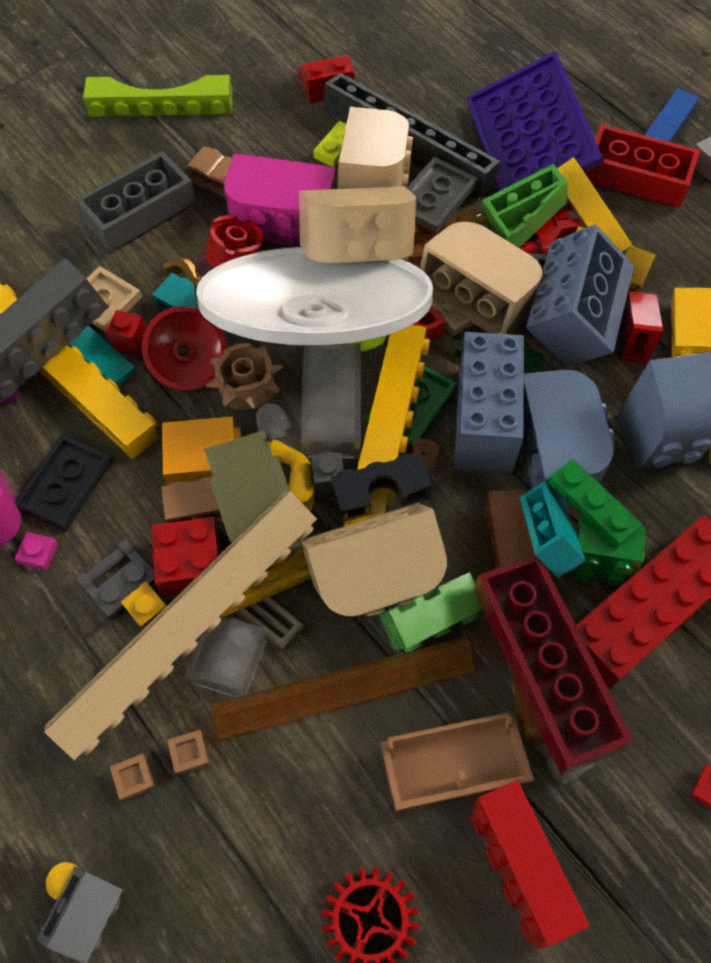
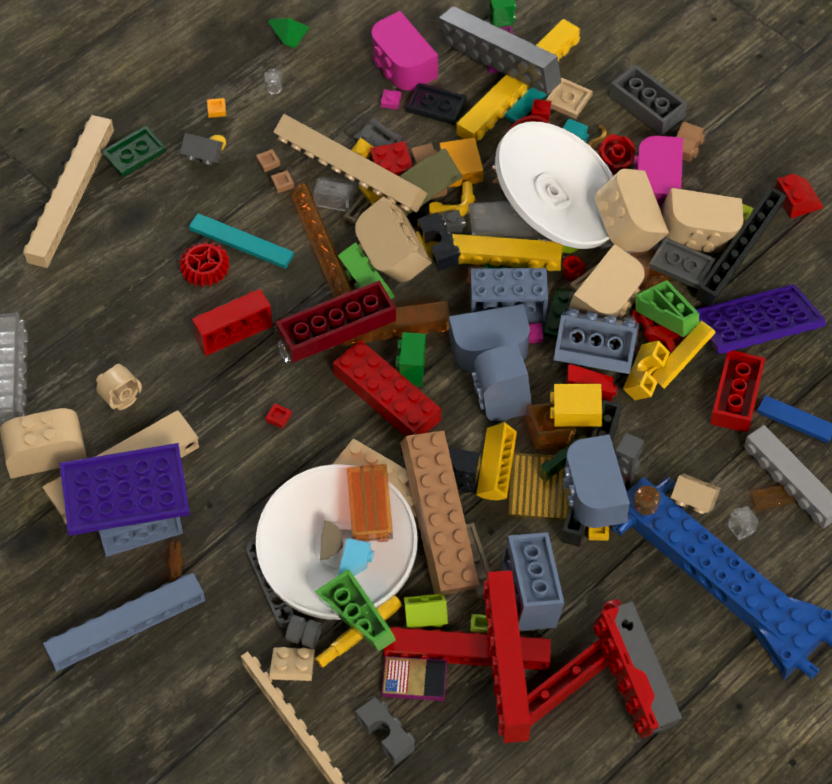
camera: 85 degrees right, 5 degrees down
(202, 97) = (760, 126): lime arch -> none
(273, 420) = (486, 193): clear plate -> none
(310, 847) = (241, 241): none -> teal tile
(454, 761) = (282, 288): medium nougat container -> none
(551, 529) = (416, 320): teal brick -> none
(594, 503) = (433, 337): green plate -> none

